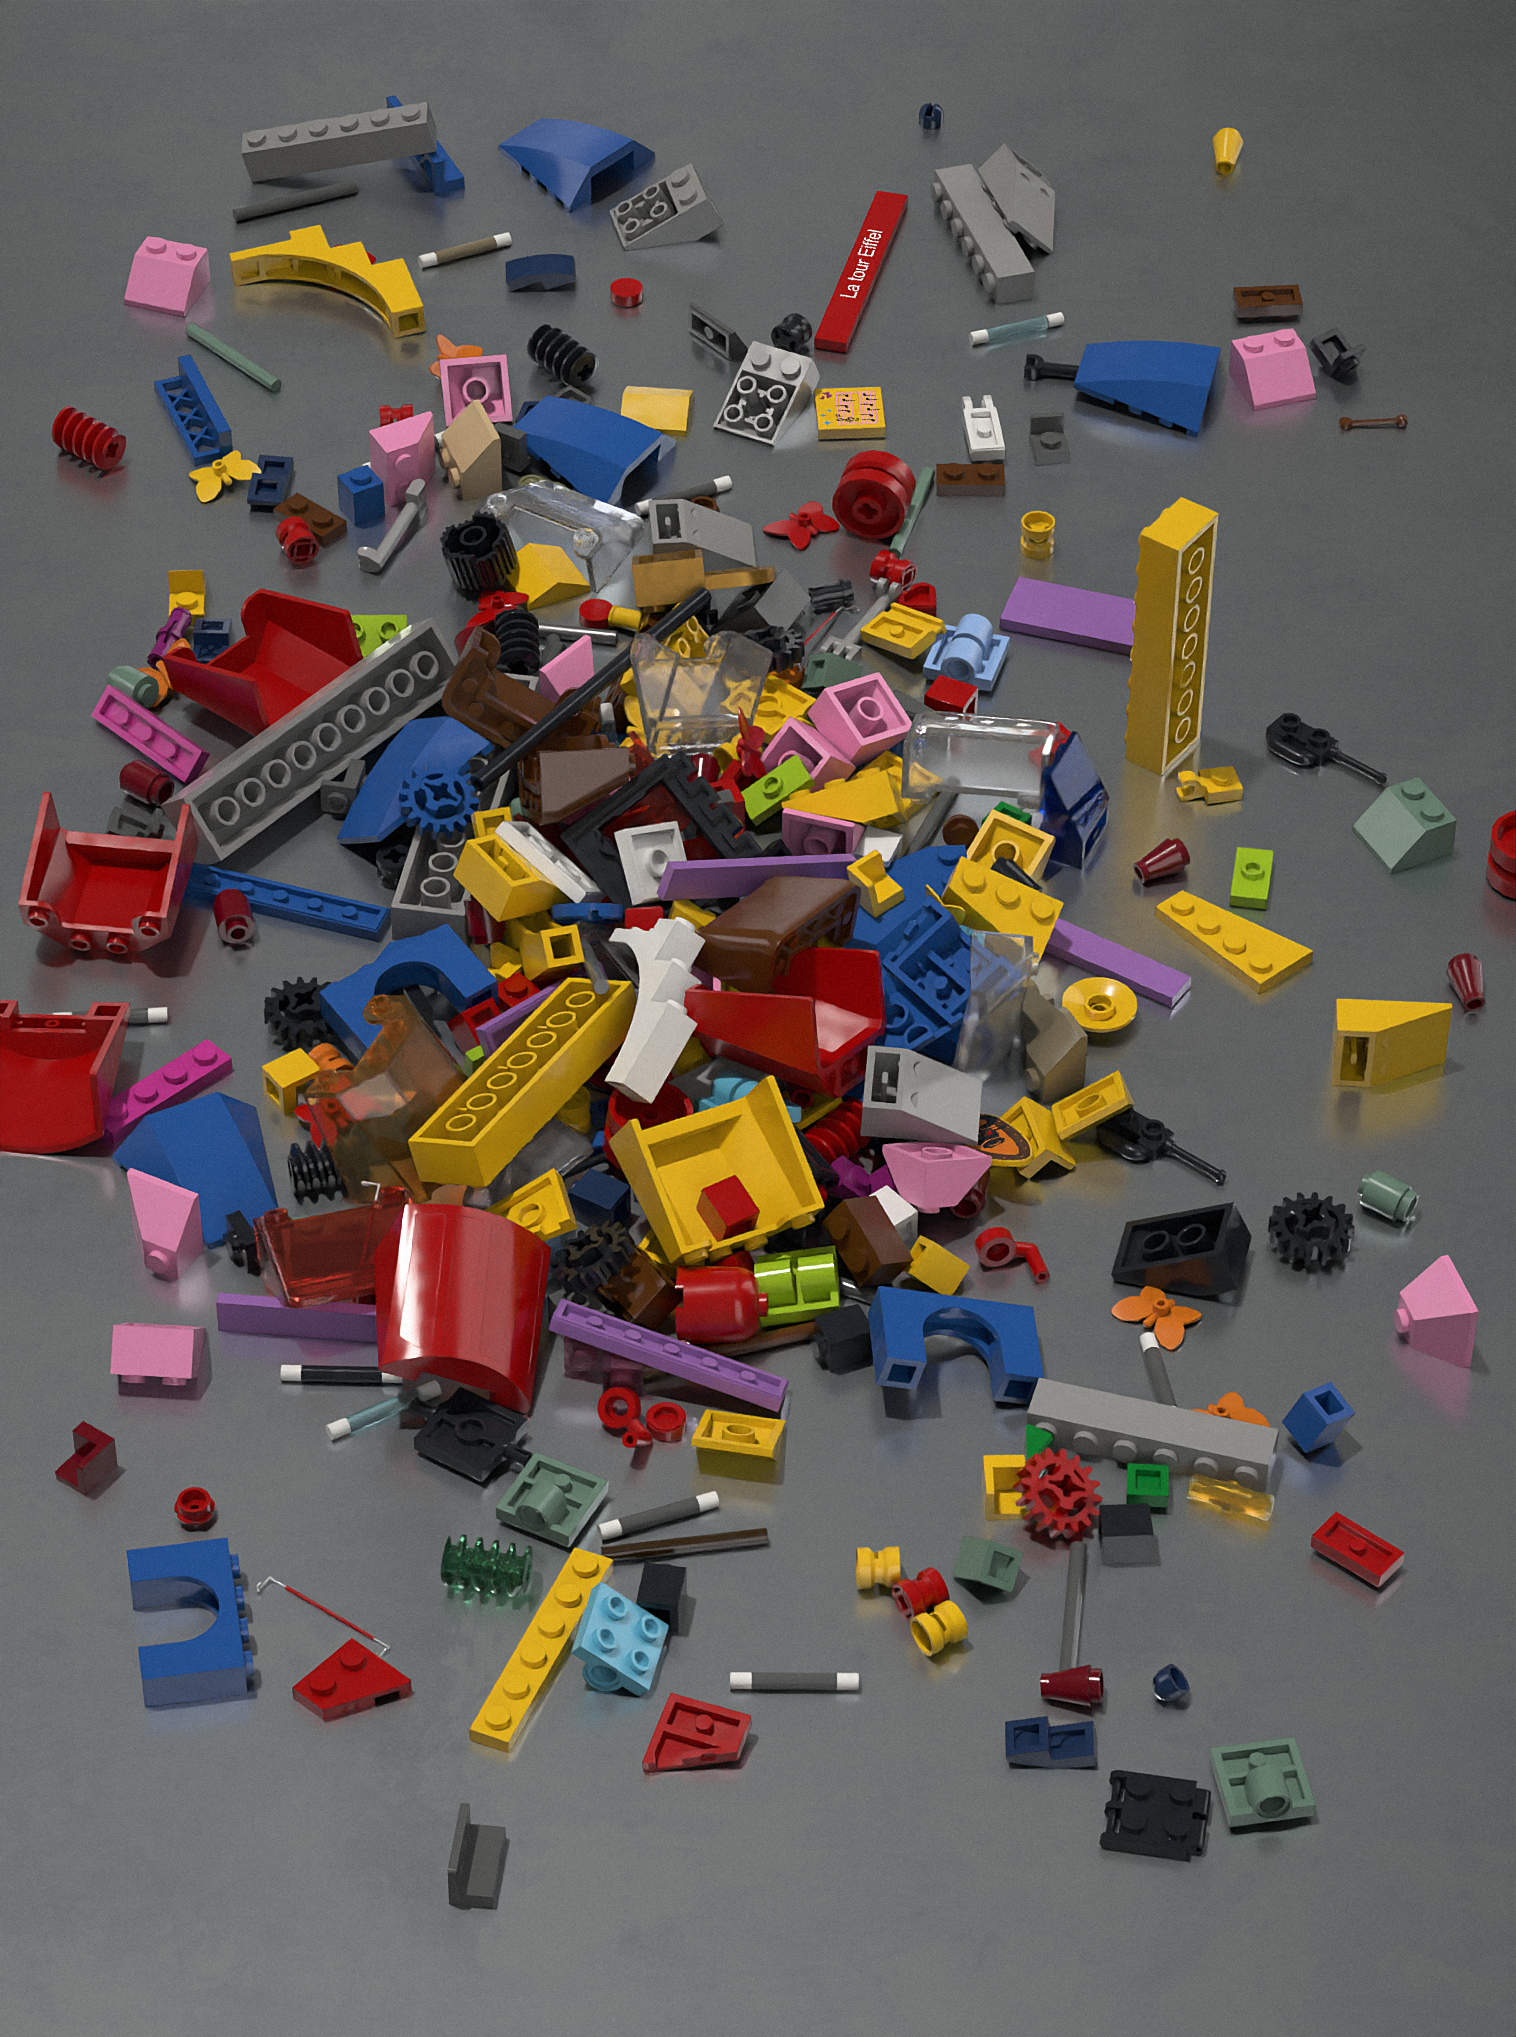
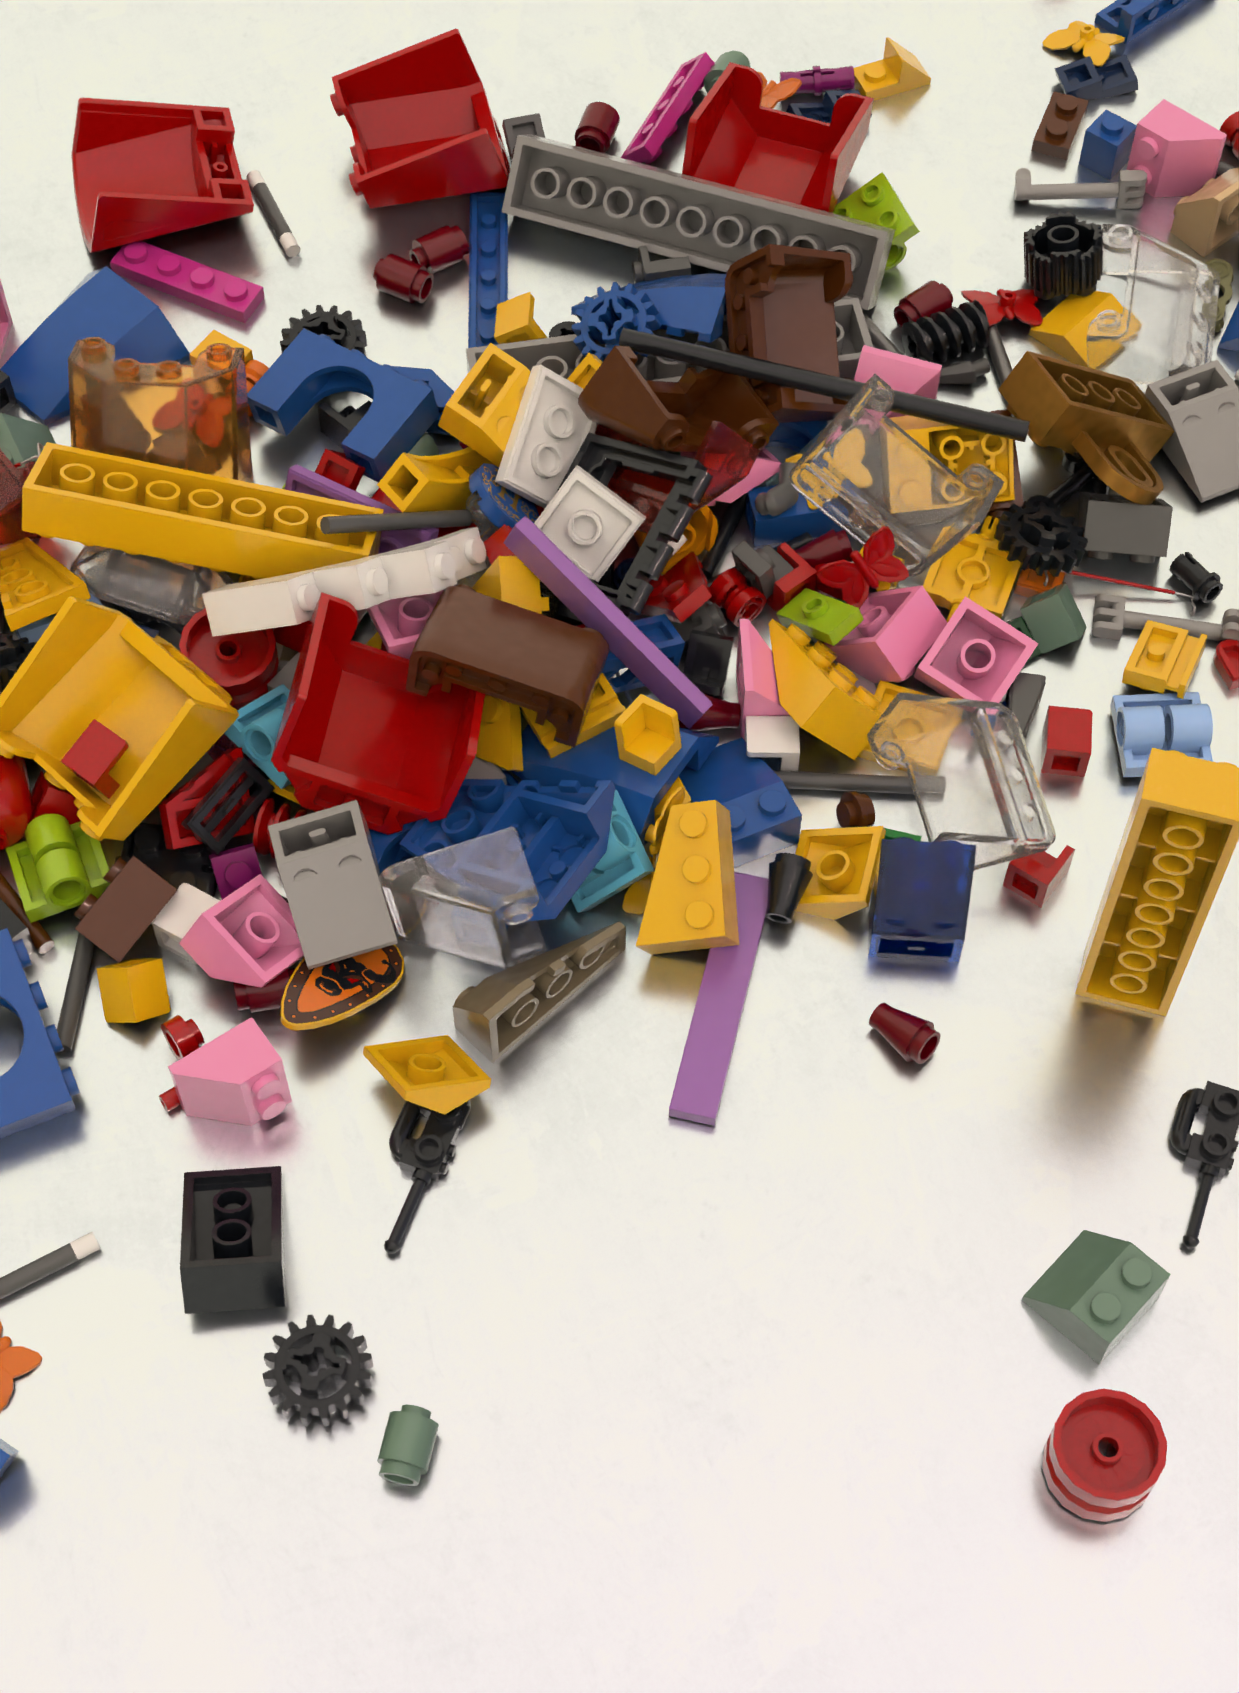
camera: 70 degrees right, 15 degrees up
(255, 946) = (403, 279): none -> dark red brick
(297, 540) = (1009, 124): red wheel -> none
(365, 880) = (516, 320): none -> yellow panel
(1040, 1129) = (388, 1020): yellow panel -> none
(1054, 1206) = (233, 1078): none -> bright pink slope
(1100, 1004) = (615, 1016): yellow dish -> none
(1156, 1308) = (142, 1248): orange piece -> none
(1213, 784) = (1076, 1054): yellow plate -> none
(1237, 945) = (802, 1159): yellow wing -> none
(1251, 877) = (930, 1139): lime plate -> none
(1386, 1040) = (657, 1362): yellow slope -> none
(1438, 1314) = (192, 1561): bright pink slope -> none
(1467, 979) = (842, 1442): dark red cone -> none

